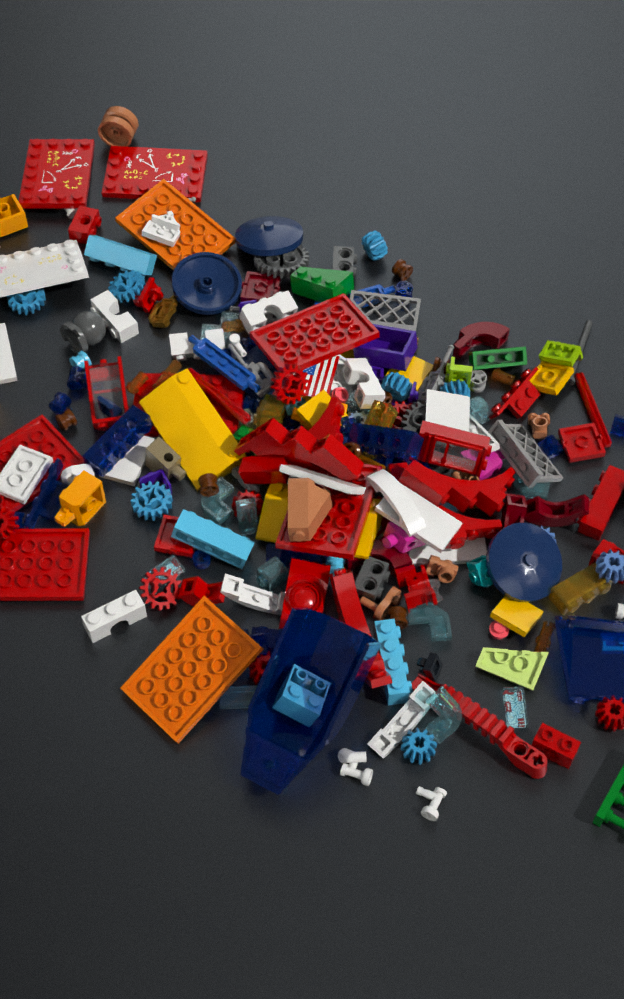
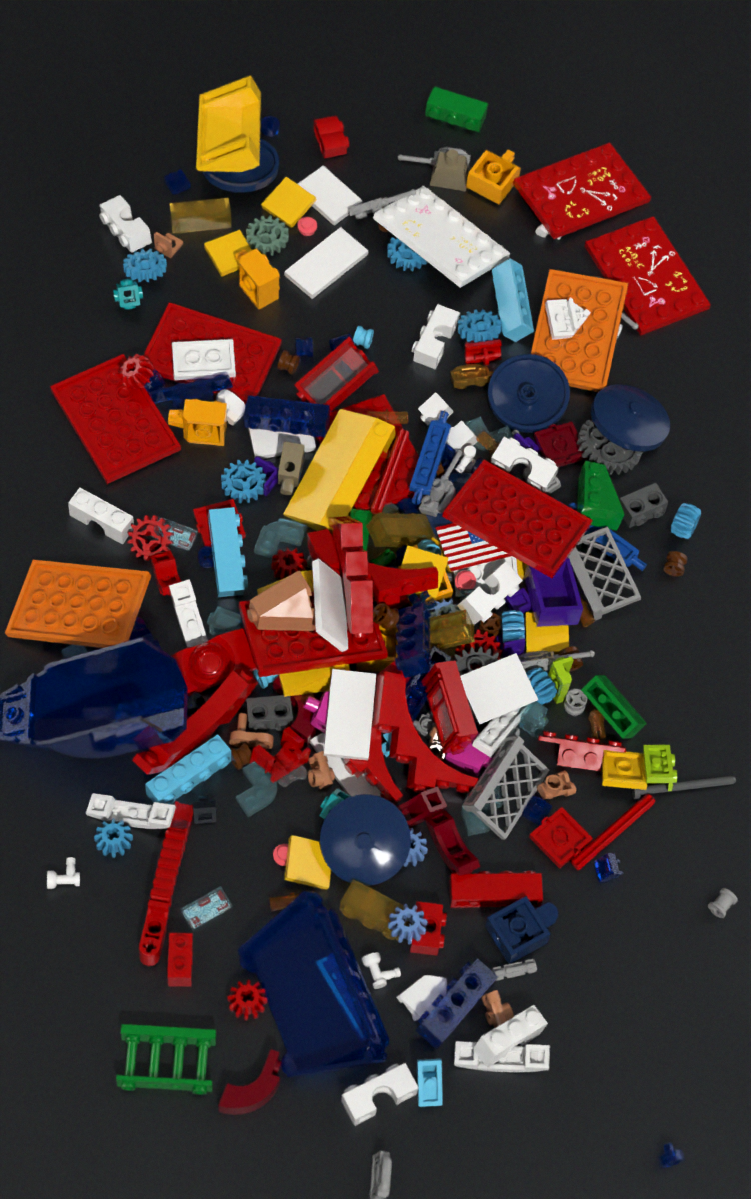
camera: 55 degrees right, 5 degrees up
(84, 224) = (532, 249): red brick -> none
(84, 331) = (399, 320): dark grey tile -> none
(108, 407) = (318, 387): dark blue slope -> none
(118, 126) = (674, 208): nougat wheel -> none
(137, 382) = (361, 396): clear orange pin -> none
(208, 485) = (284, 517): reddish brown wheel -> none
(247, 516) = (270, 567): clear light blue tile -> none
(289, 383) = (445, 524): red gear -> none
(302, 695) = (99, 705): dark azure slope -> none
(349, 756) = (68, 782): white arm -> none
(351, 770) = (58, 807): white piece -> none
(400, 501) = (349, 684): white slope -> none
(404, 289) = (650, 574): clear blue wheel -> none
(448, 713) = (152, 845): clear light blue plate -> none
(480, 333) = (636, 674): dark red arch -> none
(513, 665) = (247, 884): yellowish green wing -> none

